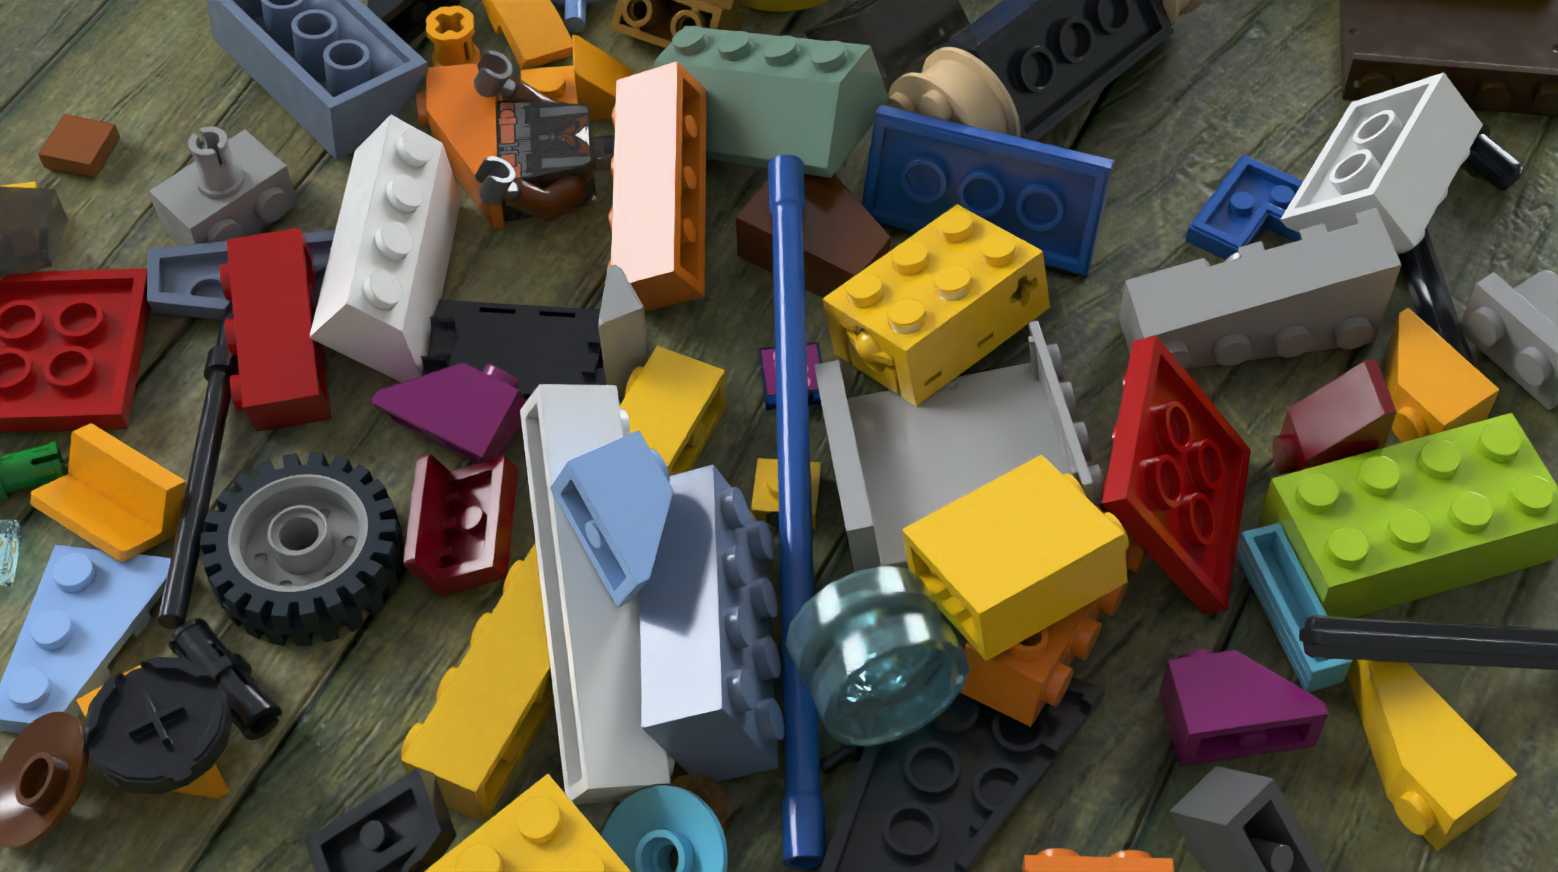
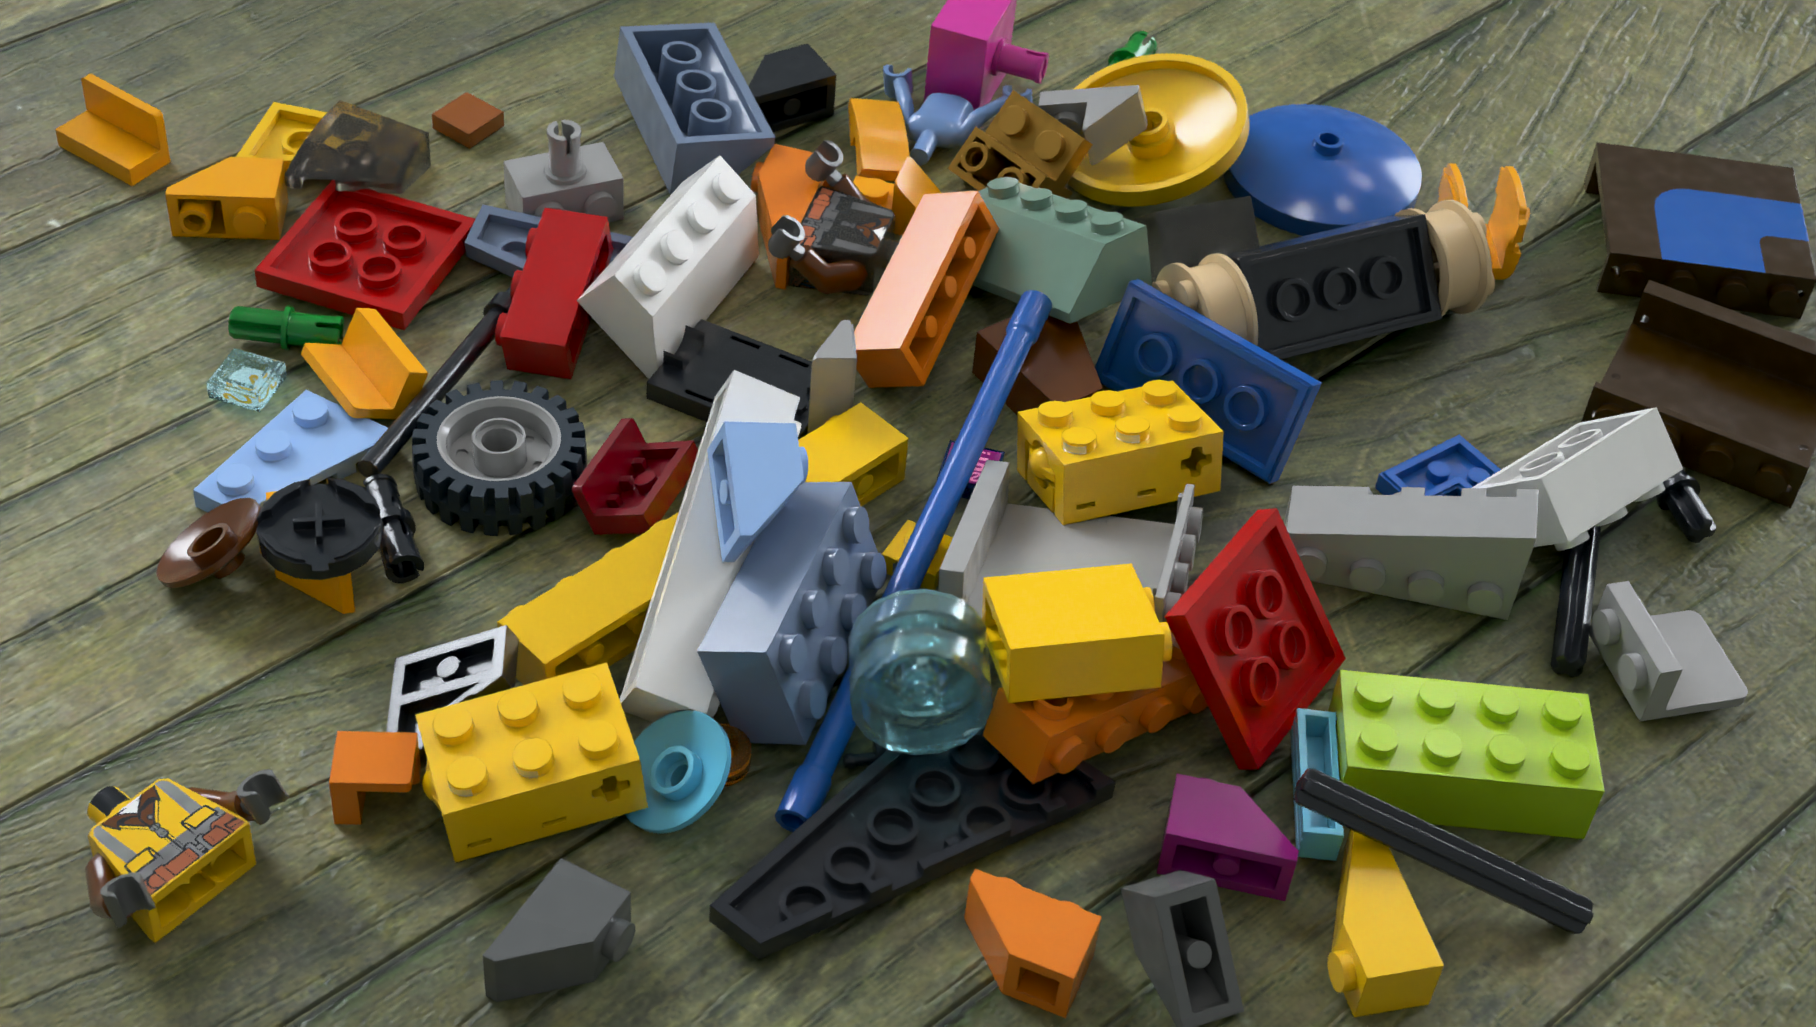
camera: 15 degrees right, 10 degrees down
(456, 36) = (813, 131): light orange bush -> none
(458, 409) = (667, 392): magenta slope -> none
(1336, 421) = (1426, 644): dark red slope -> none
(1432, 382) = (1536, 651): light orange slope -> none

